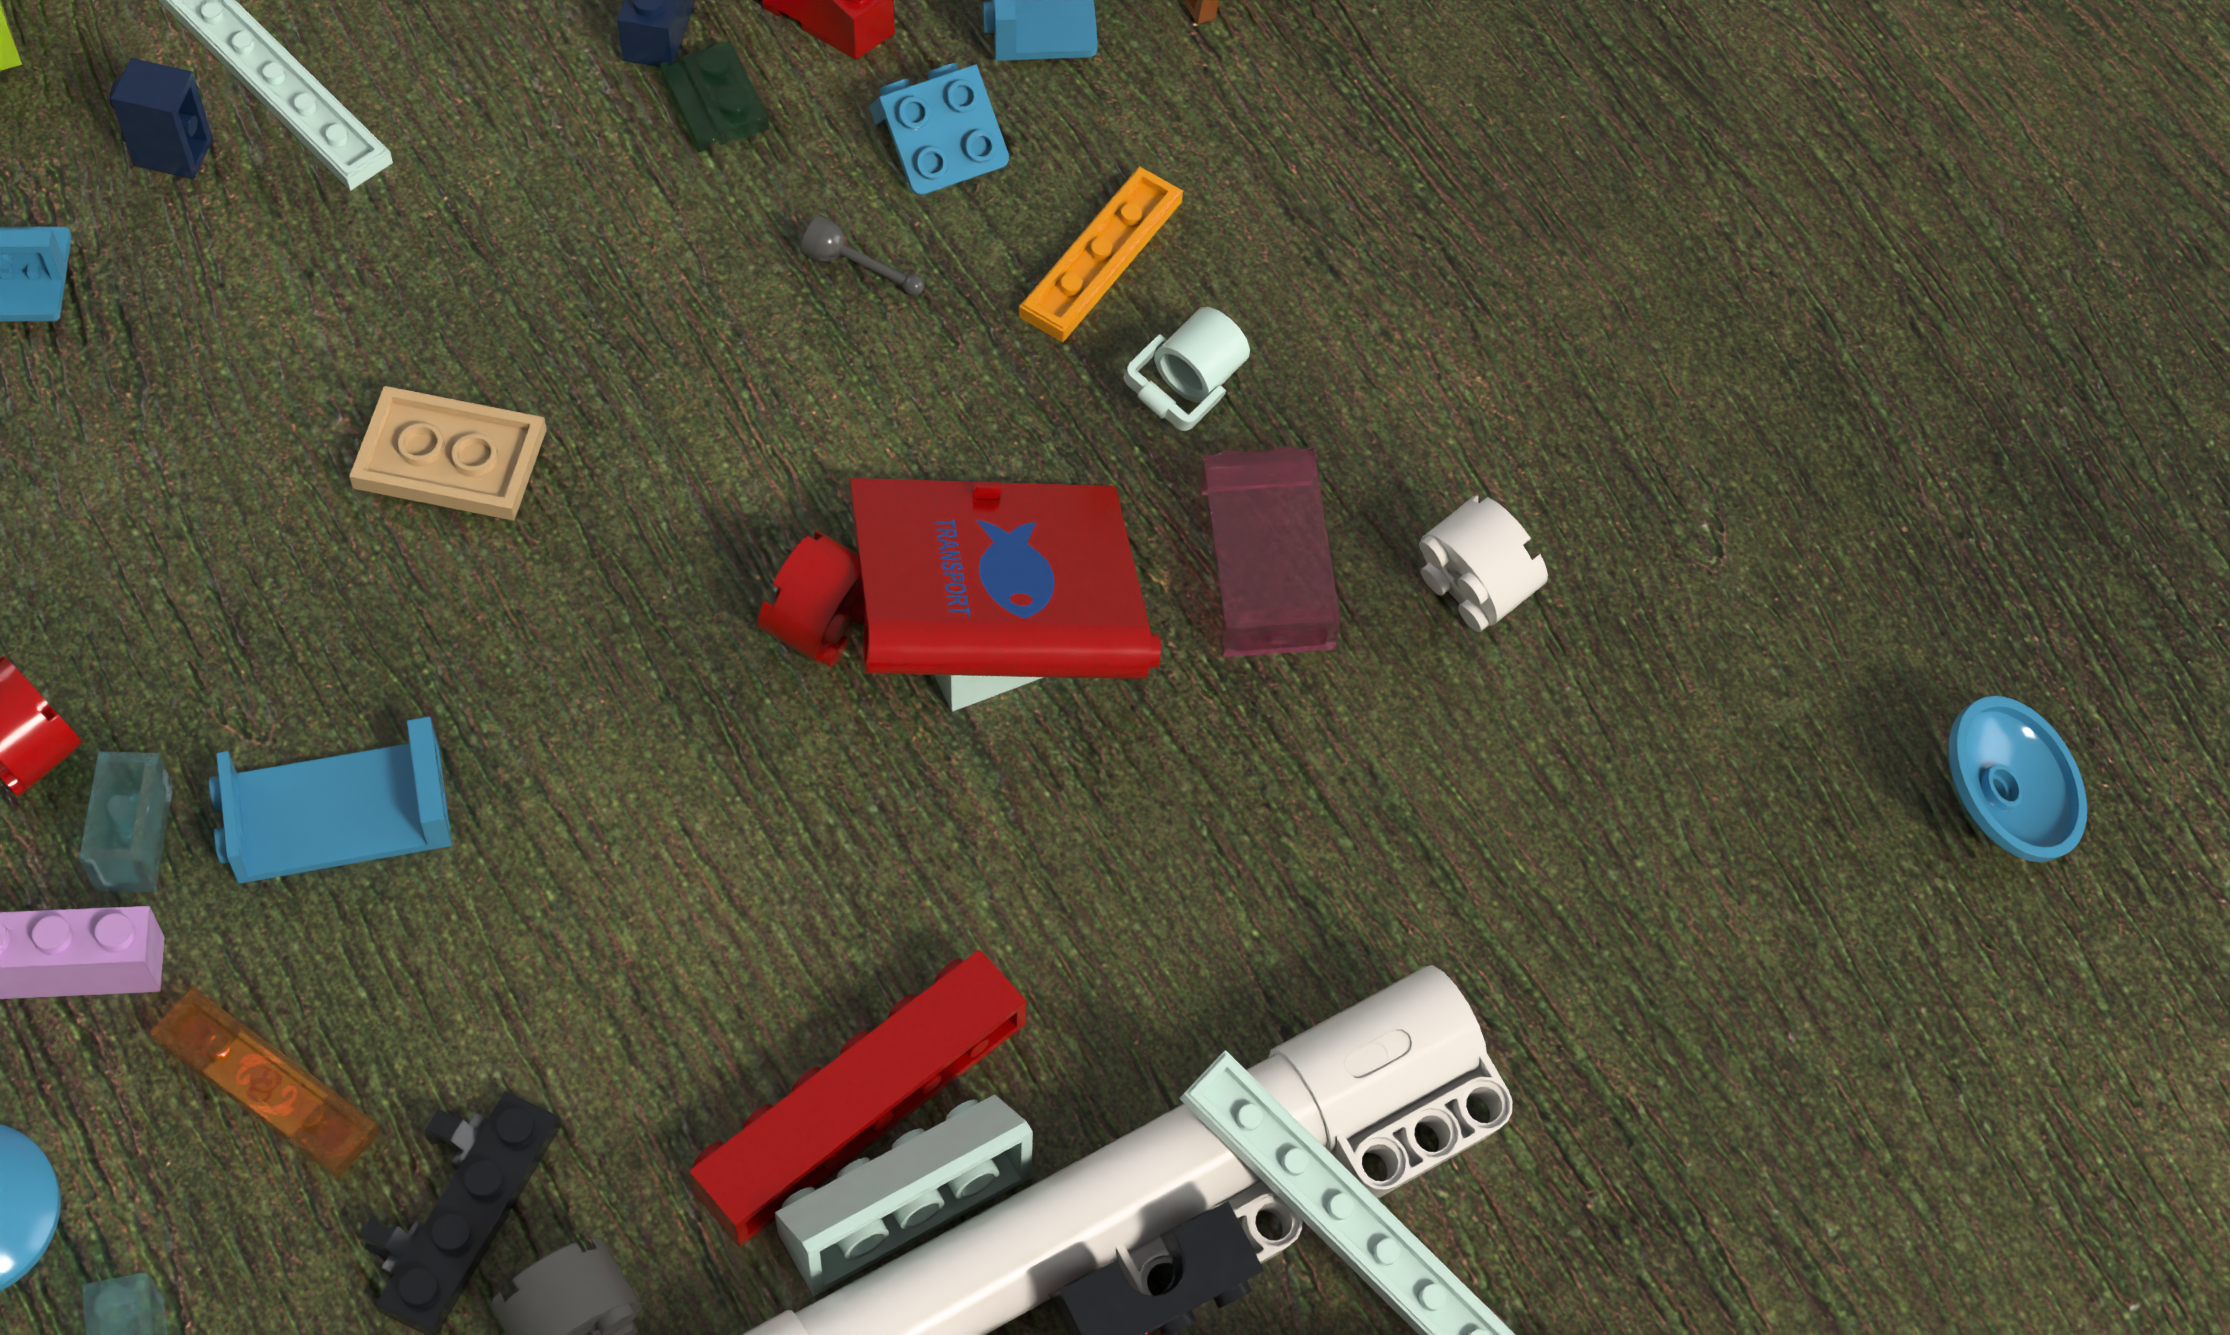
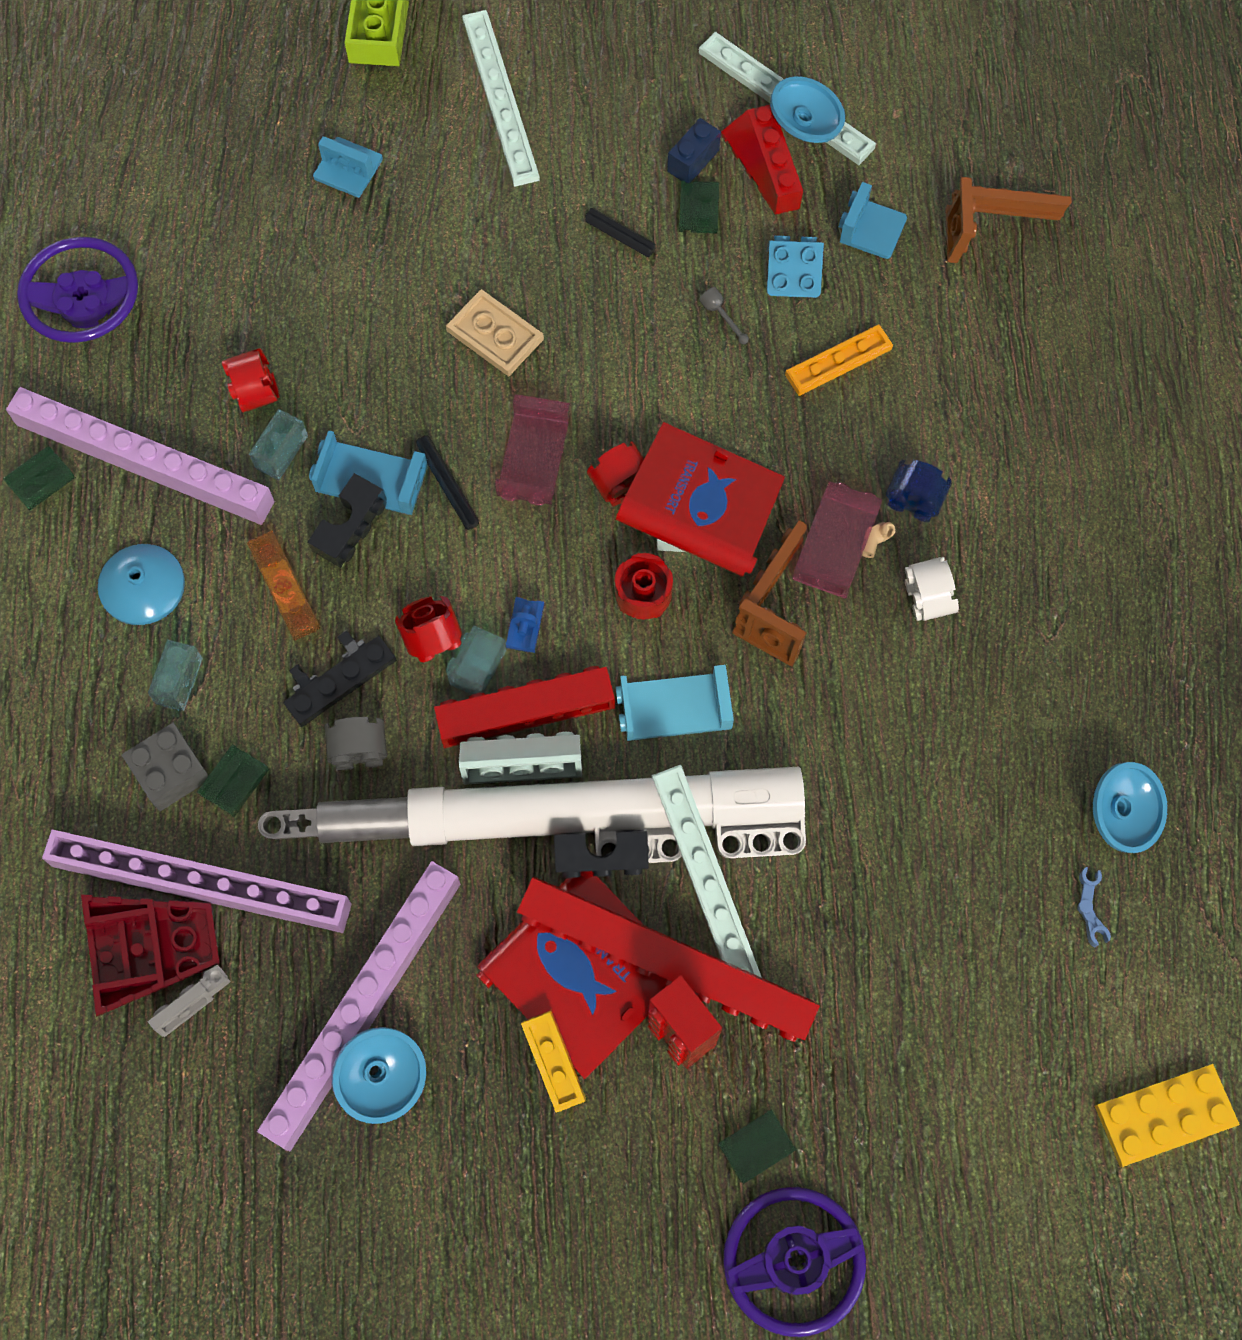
camera: 30 degrees right, 10 degrees up
(161, 118) = (443, 119): dark blue brick -> none
(334, 954) = (338, 542): none -> black arch
(497, 757) = (447, 483): none -> black axle
(593, 192) = (620, 232): none -> black axle
(604, 1028) = (429, 628): none -> red brick
(630, 629) = (534, 450): none -> clear pink panel
(723, 1053) = (476, 661): none -> clear light blue brick
(783, 946) = (525, 625): none -> blue hips
(969, 779) = (639, 601): none -> red brick
(1139, 966) = (675, 705): none -> medium azure panel
(1192, 364) = (851, 431): light aqua piece -> none
(1225, 752) = (761, 625): none -> dark orange bracket
(1339, 509) = (879, 534): none -> tan arm
(1364, 406) = (918, 489): none -> clear blue brick
(2039, 989) = (1085, 907): none -> medium blue piece

